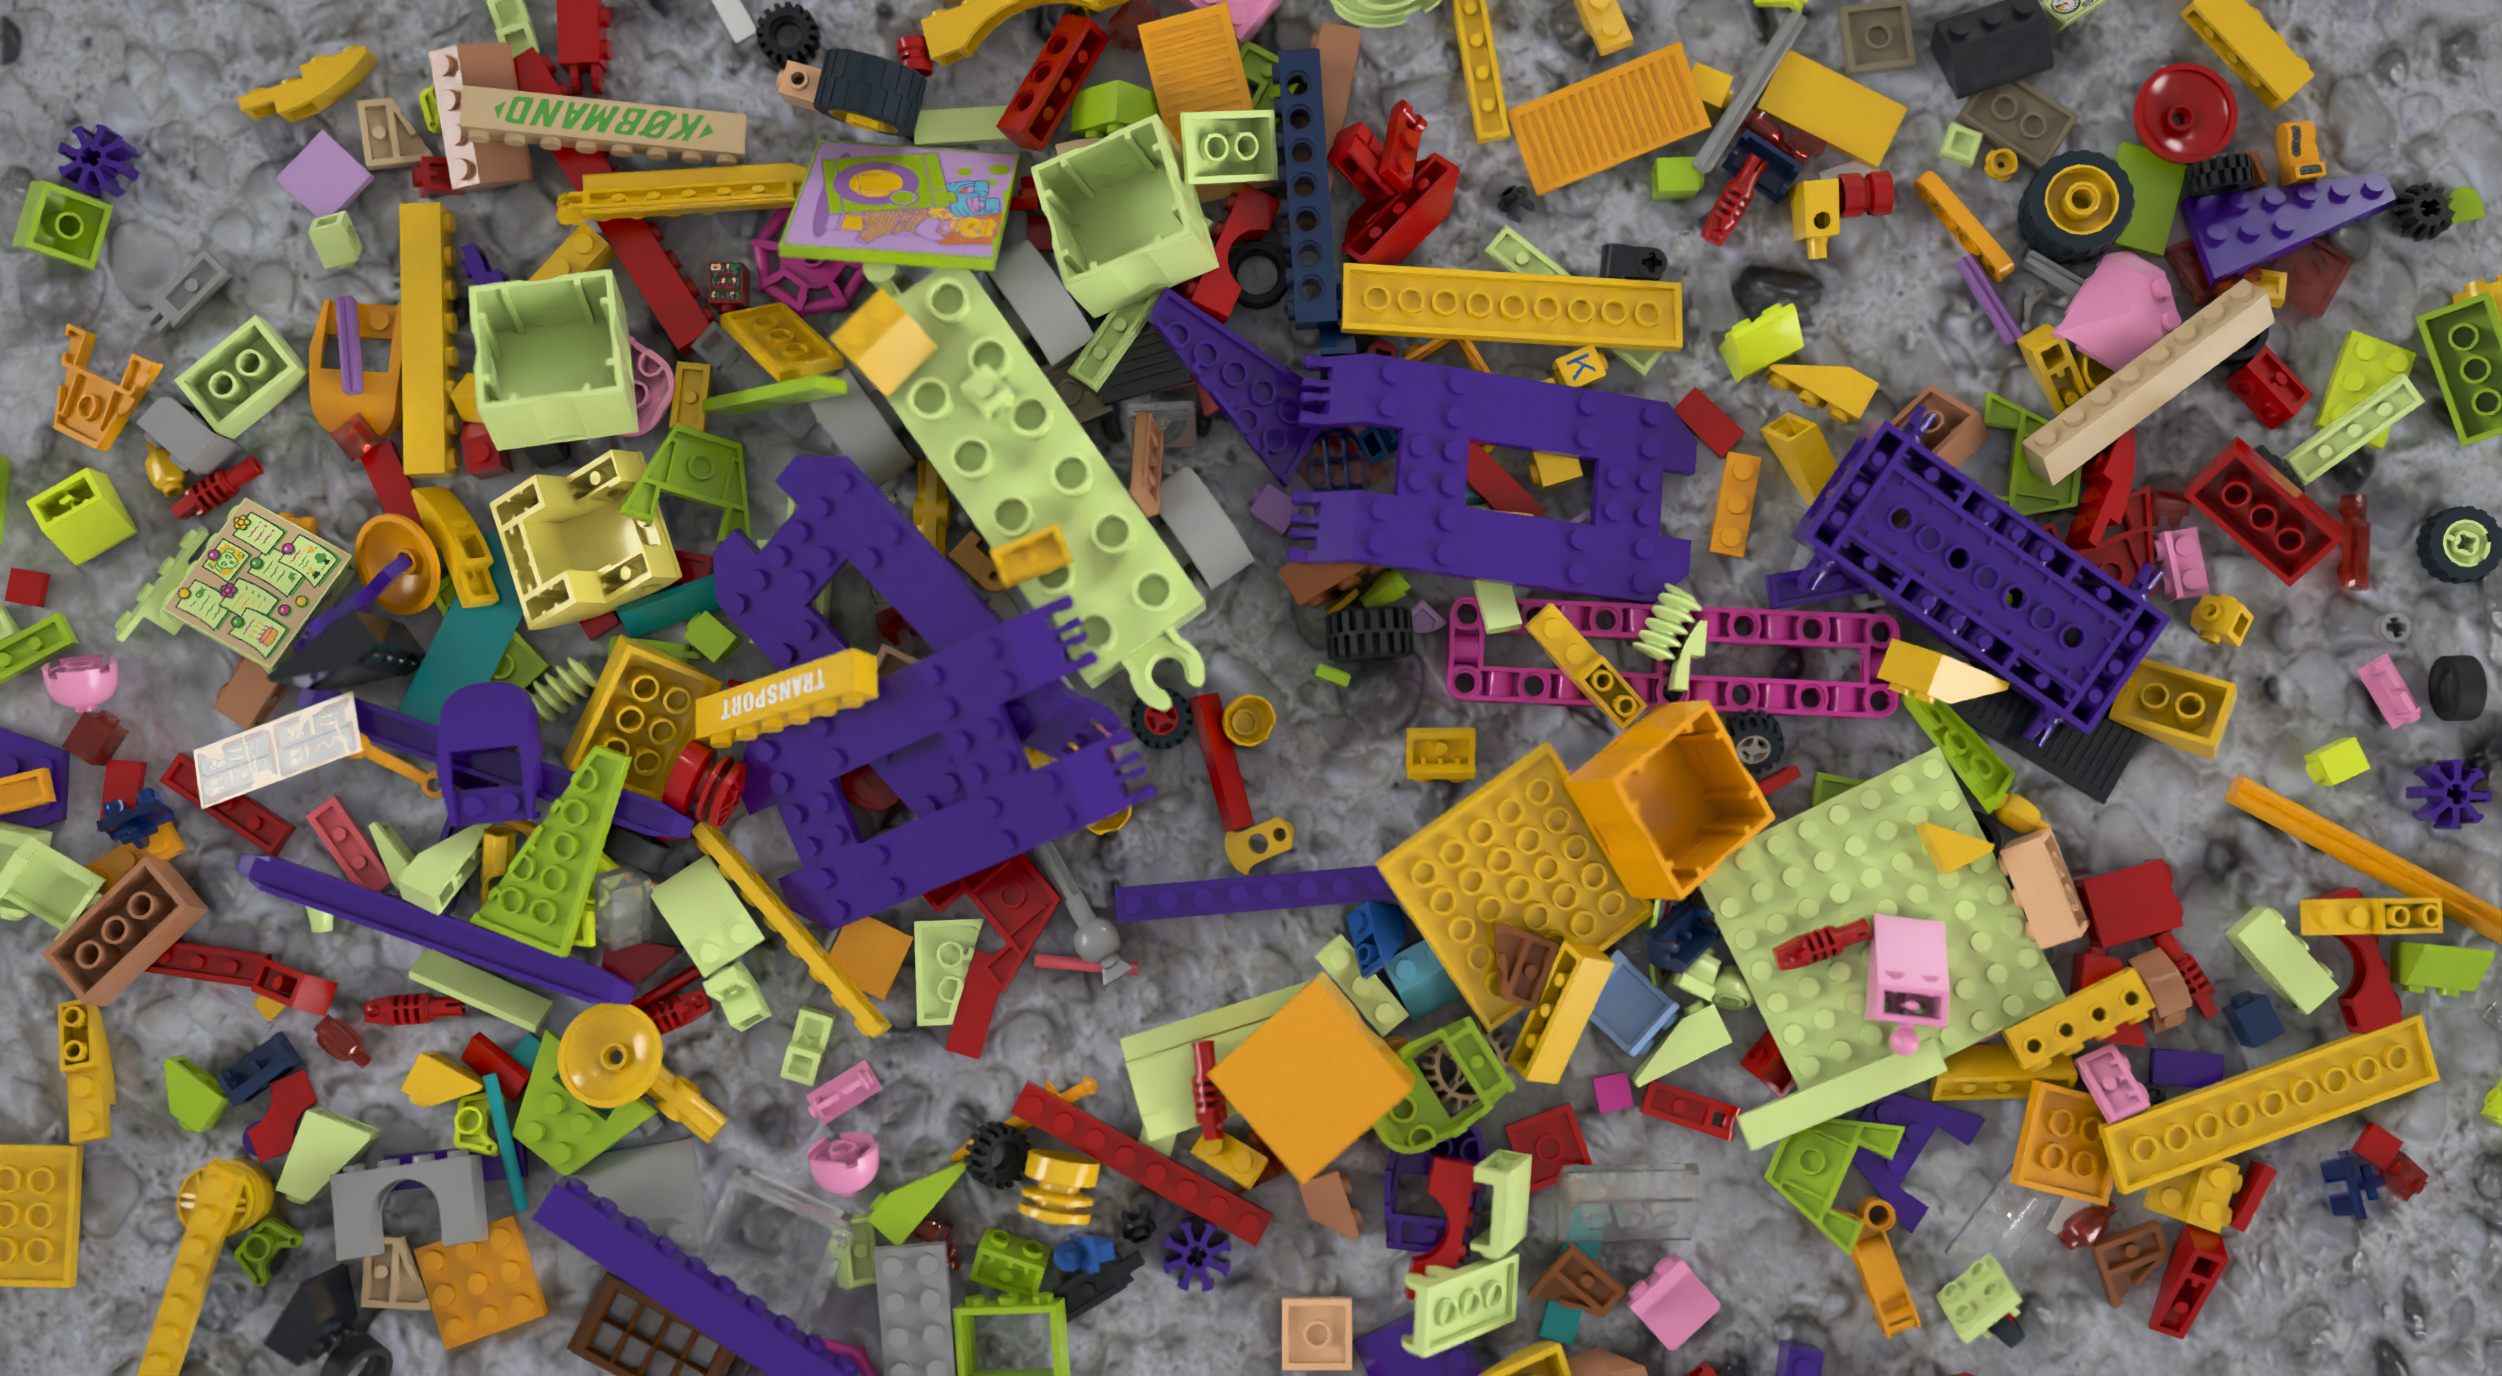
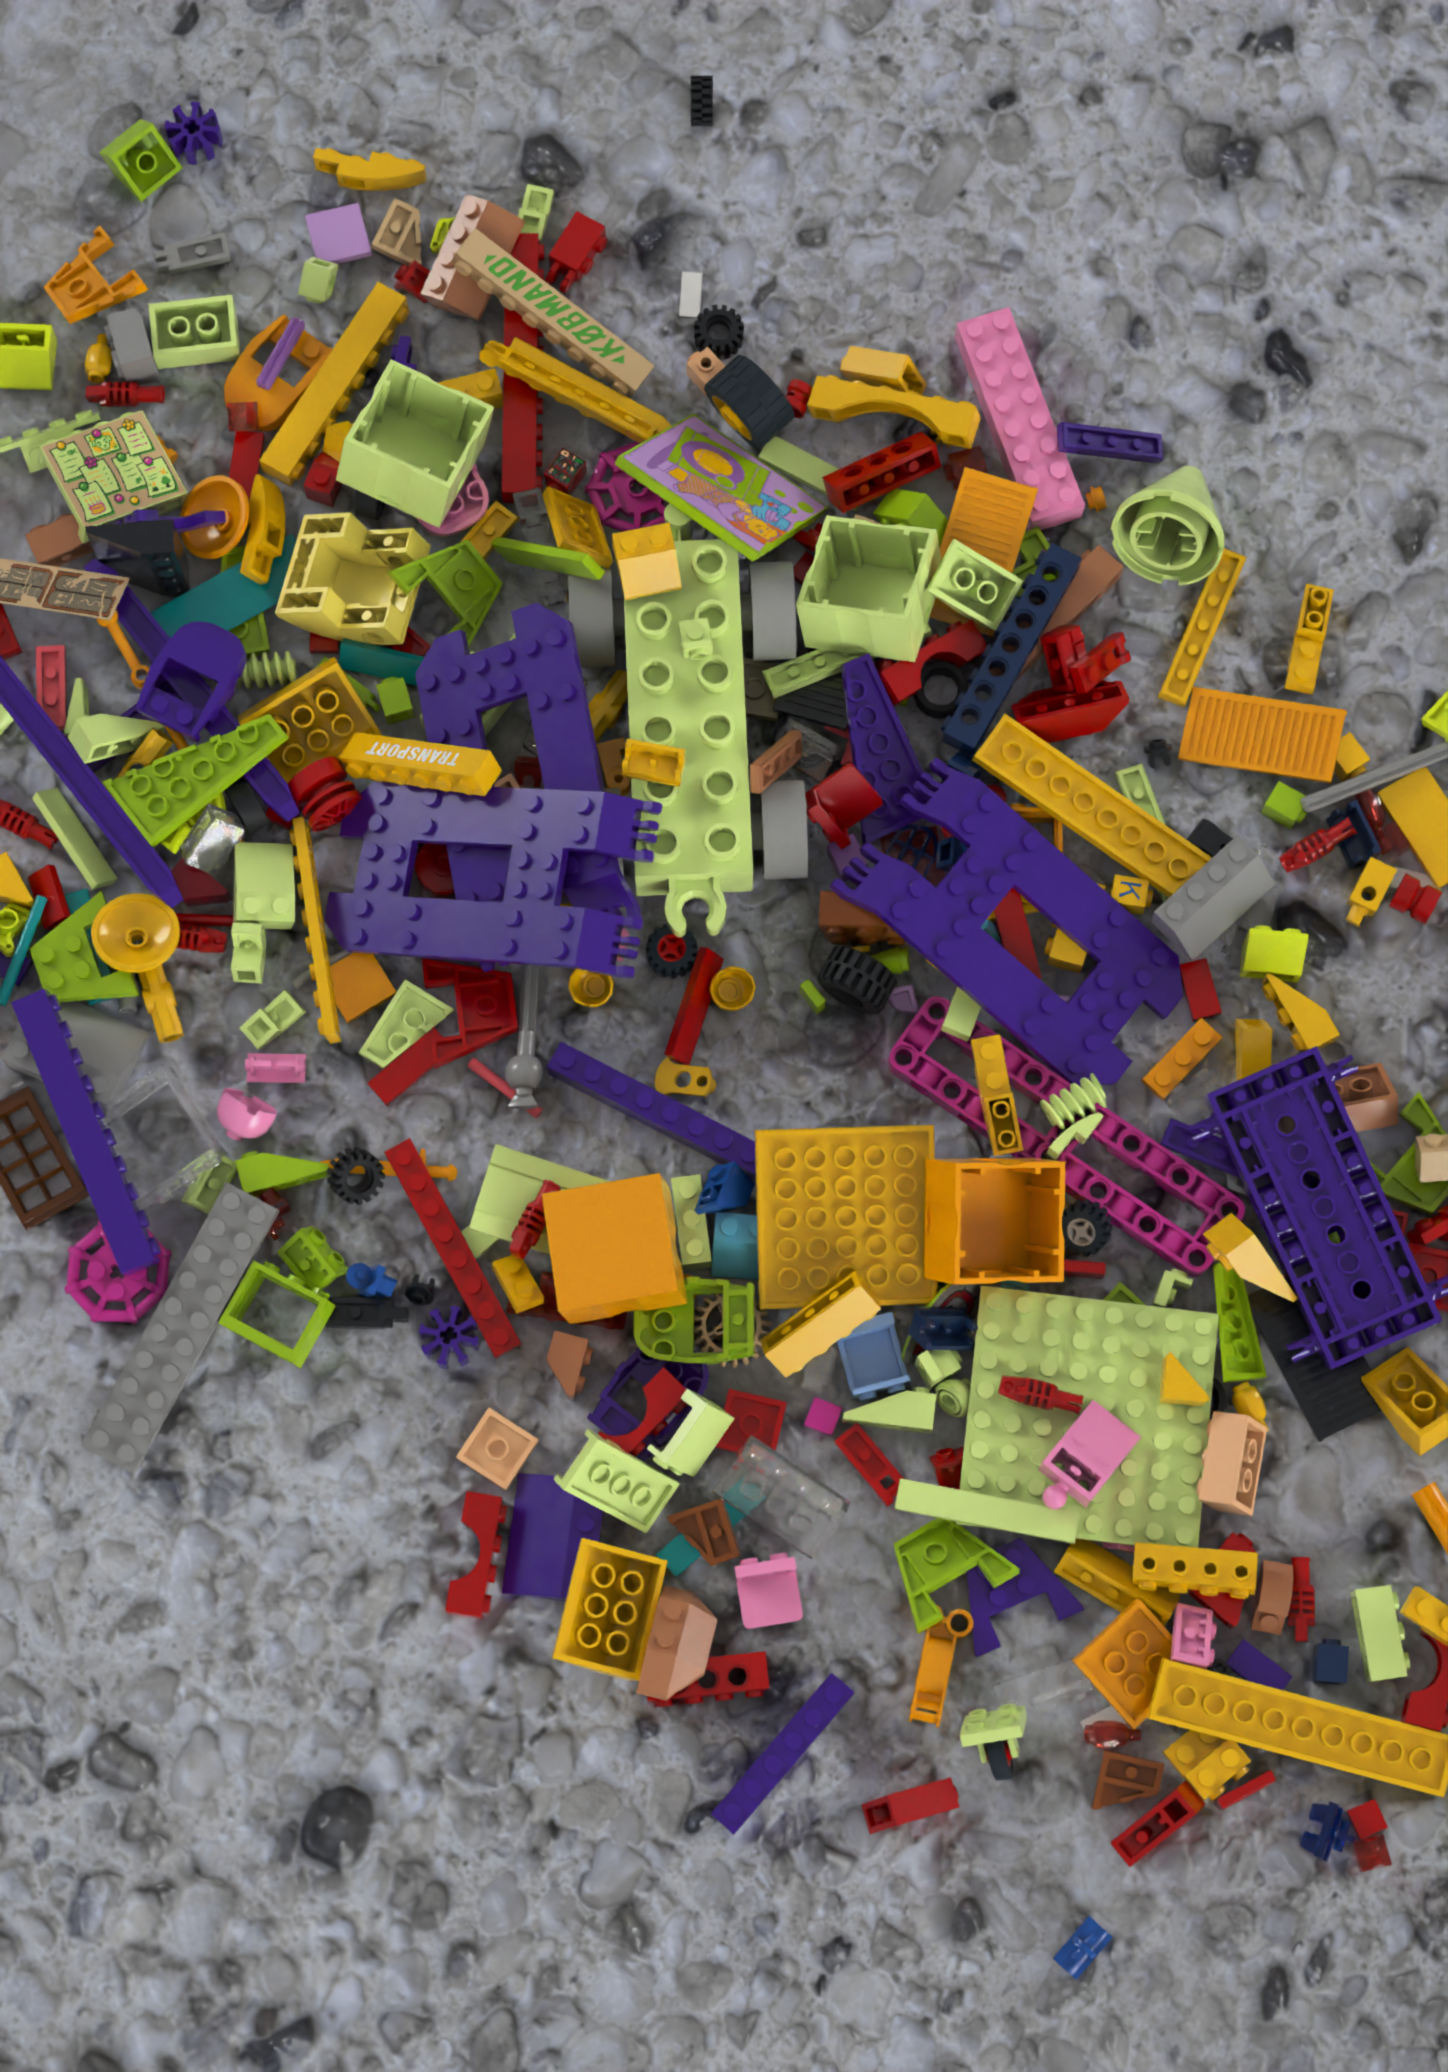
camera: 30 degrees right, 10 degrees down
(1058, 1194) = (384, 1223): yellow wheel -> none
(1238, 462) = (841, 803): none -> red bracket
(1440, 754) = (854, 1097): yellow bracket -> none
(1522, 963) = (815, 1269): dark orange wing -> none
(1673, 324) = (1213, 898): none -> light grey slope
(1866, 753) = (1165, 1293): none -> yellowish green bracket
(2129, 903) = (1291, 1519): red panel -> none

